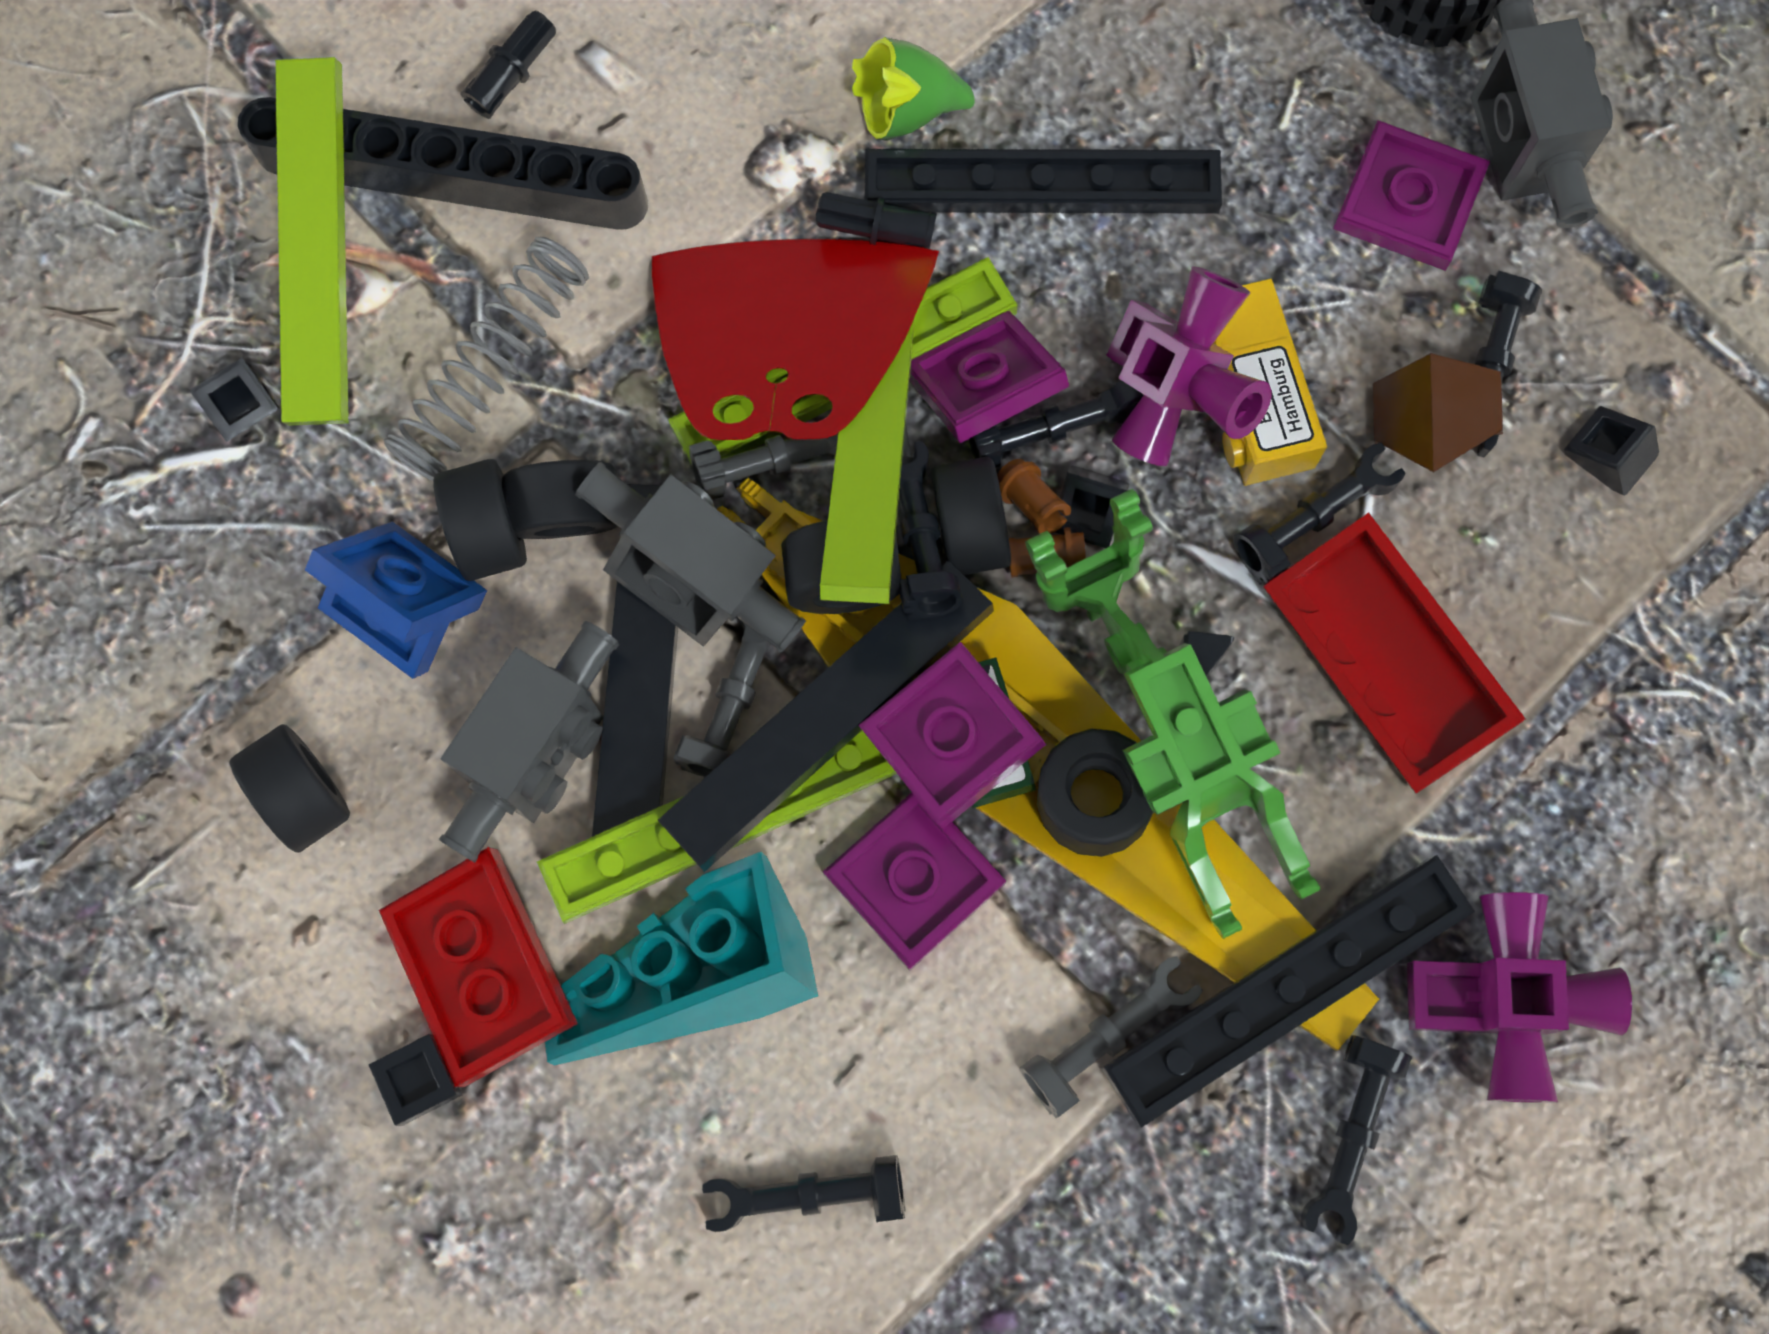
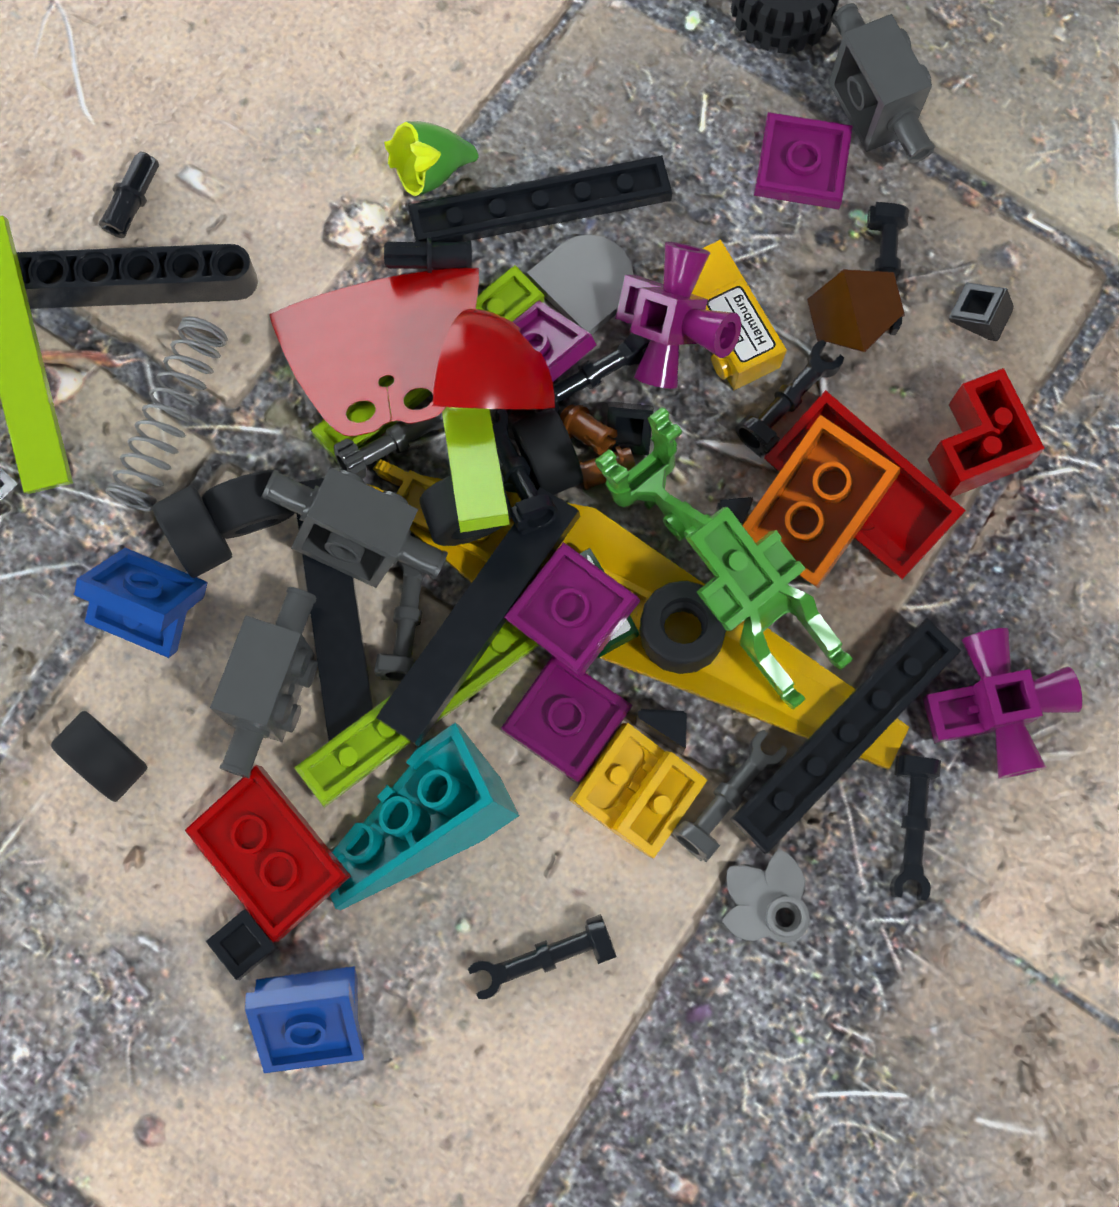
camera: 20 degrees left, 0 degrees up
(472, 1200) = (306, 1019): none -> blue bracket
(916, 385) = (490, 366): none -> red brick
(987, 998) = (638, 790): none -> yellow slope
(1043, 921) = (664, 726): none -> black slope
(1075, 295) = (583, 279): none -> light grey tile
(1120, 1183) = (762, 895): none -> light grey plate
(1327, 660) = (822, 497): none -> orange brick
(1591, 623) = (993, 440): none -> red brick

